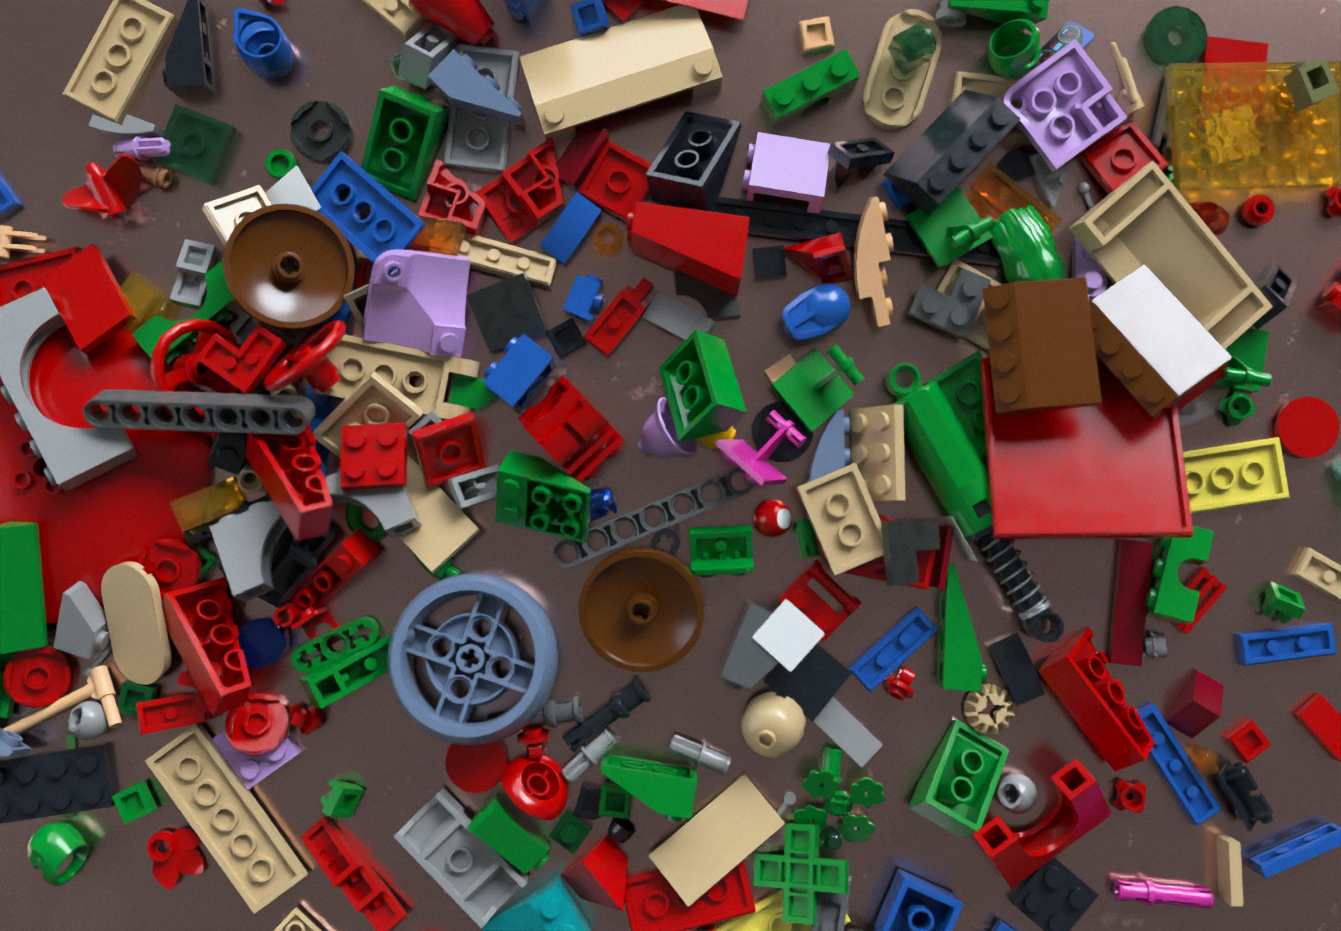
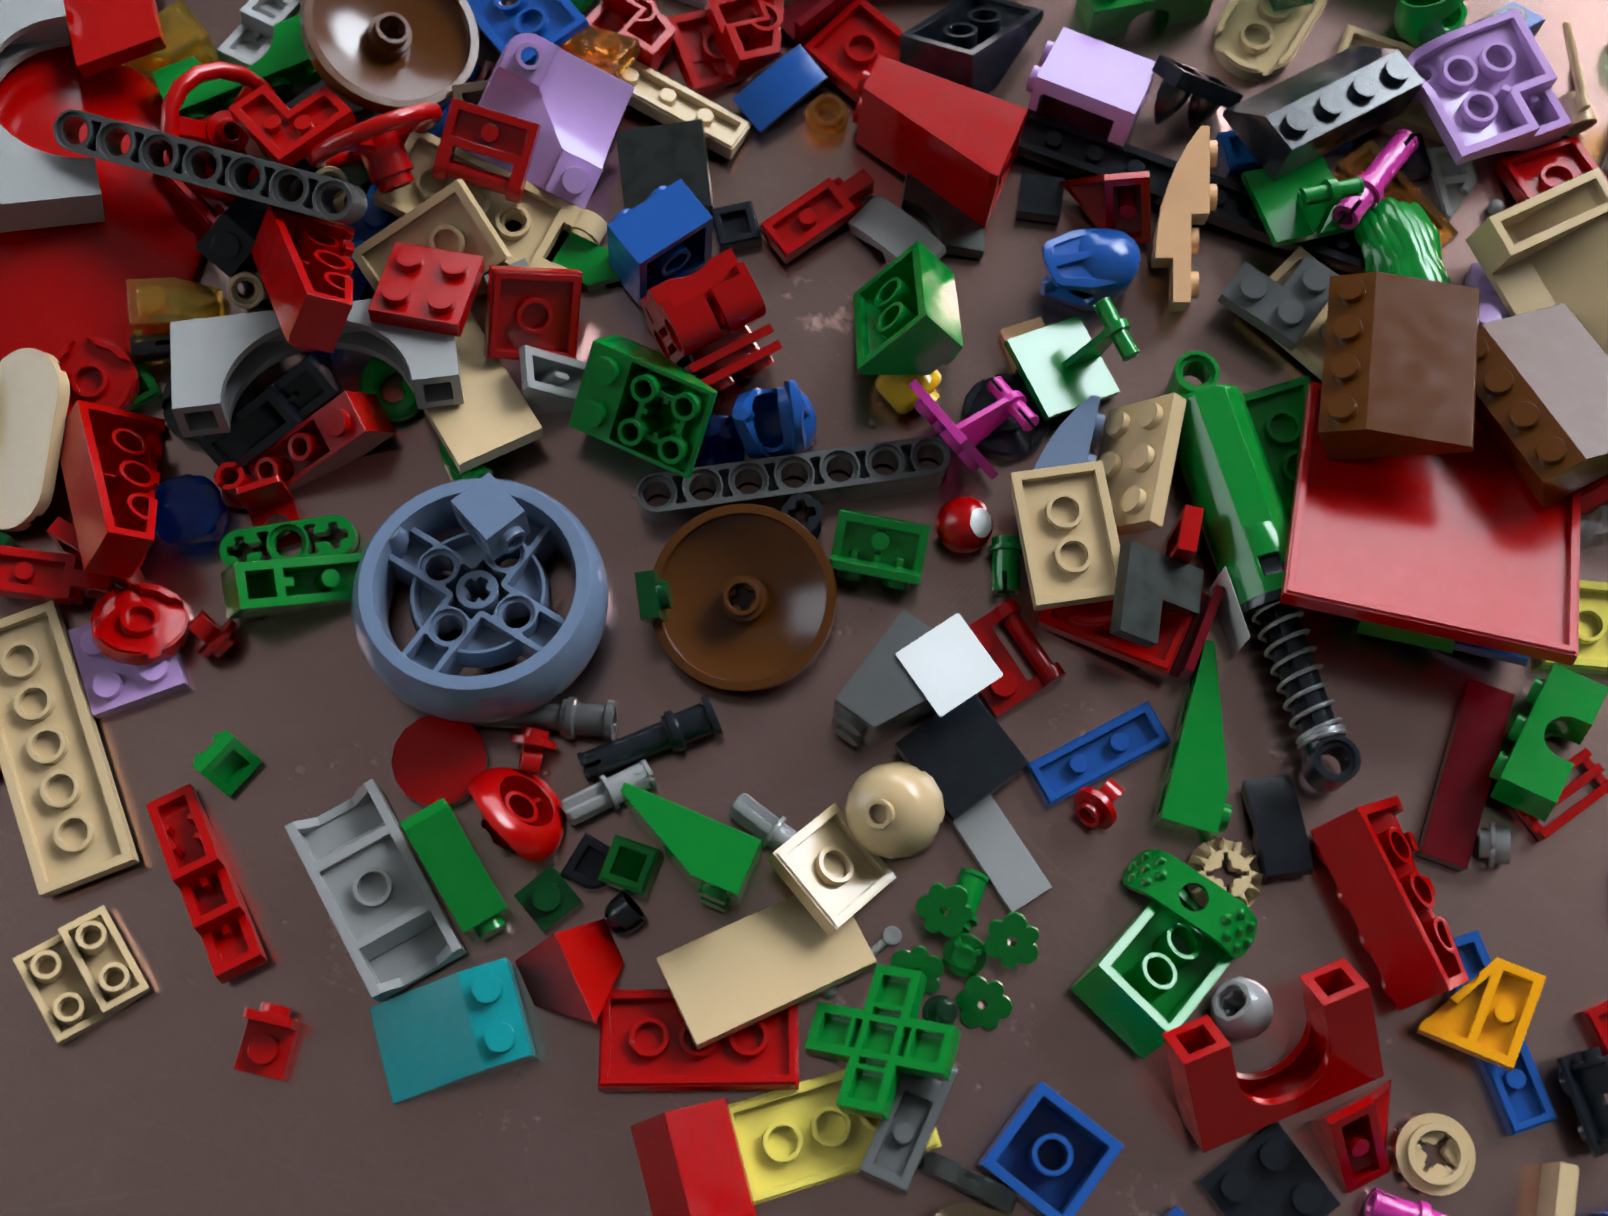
camera: 10 degrees right, 15 degrees down
(382, 330) = (489, 135): none -> red plate
(467, 616) = (491, 517): none -> sand blue brick
(584, 298) = (773, 178): blue brick -> none
(584, 629) = (653, 596): none -> dark green plate
(636, 481) = (775, 421): none -> blue helmet
(660, 434) = (833, 372): lavender hat -> none
(741, 773) = (830, 869): none -> tan tile
(919, 501) = (1184, 535): none -> red tile
(951, 725) = (1222, 920): none -> green piece
(1000, 194) = (1376, 179): none -> dark pink pin
(1100, 849) = (1356, 1137): none -> red slope
(1138, 799) = (1430, 1063): red plate -> none
(1153, 863) = (1456, 1150): none -> tan gear
(1171, 760) = (1488, 1014): none -> light orange wing
(1196, 705) = (1547, 942): dark red slope -> none
(1204, 760) = (1544, 1035): clear orange plate -> none

